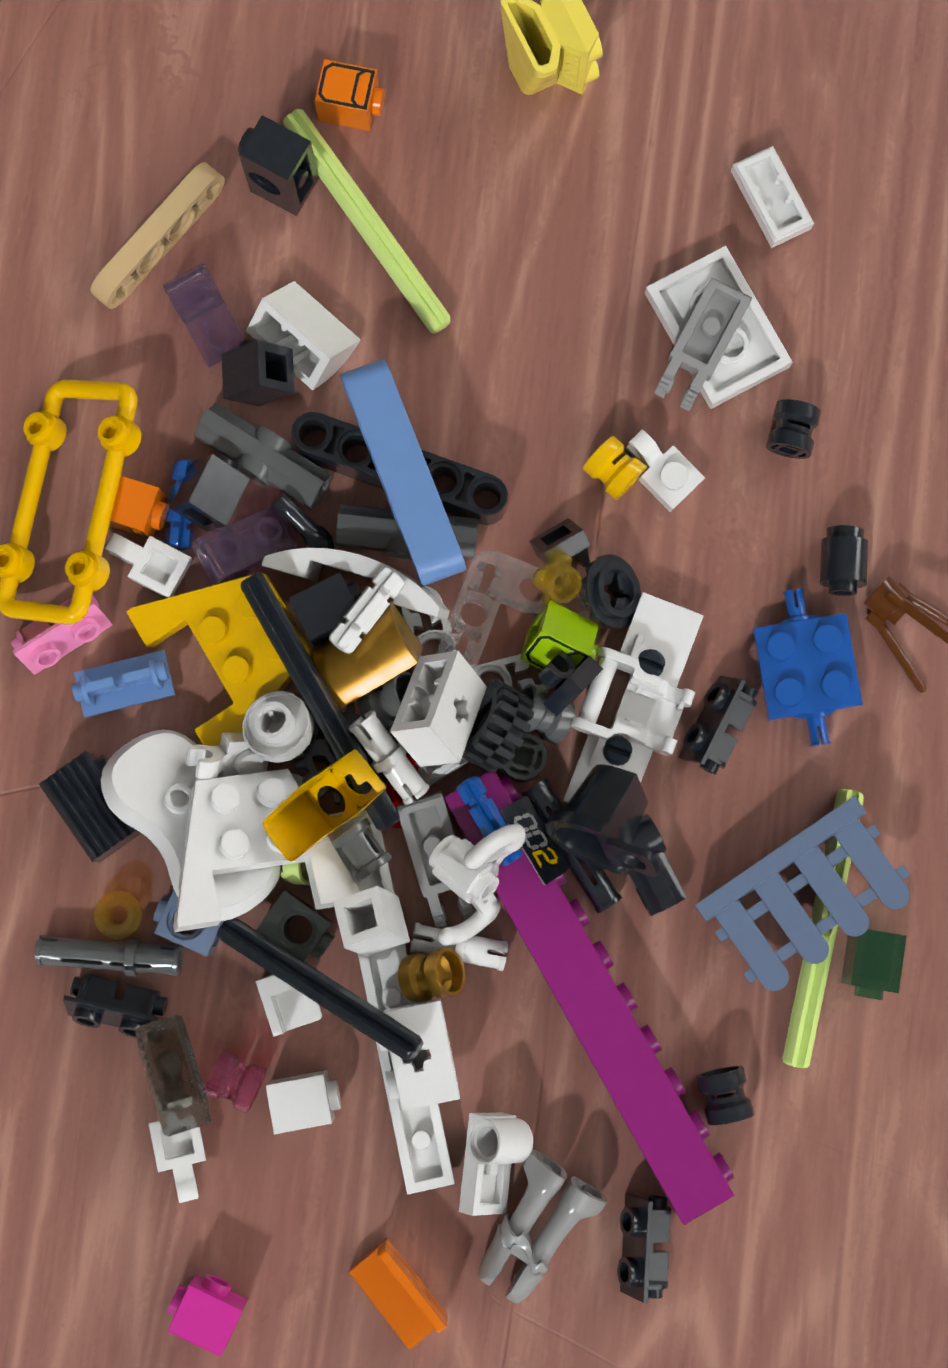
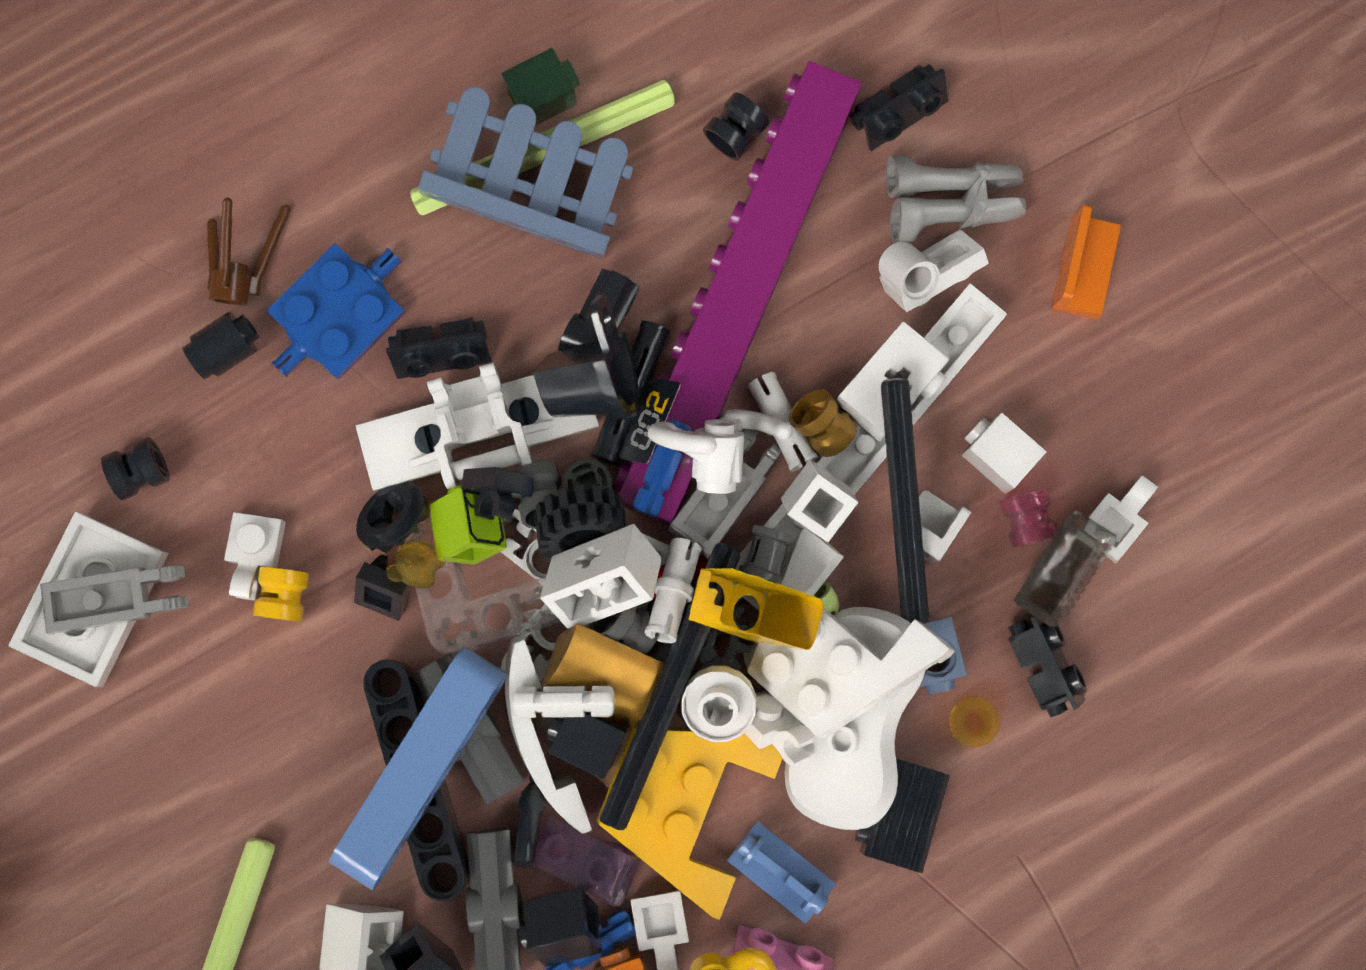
camera: 125 degrees left, 0 degrees up
(110, 955) = (1017, 710): dark grey pin -> none
(206, 1312) = (1221, 401): dark pink brick -> none
(276, 922) = (866, 585): pearl dark grey brick -> none

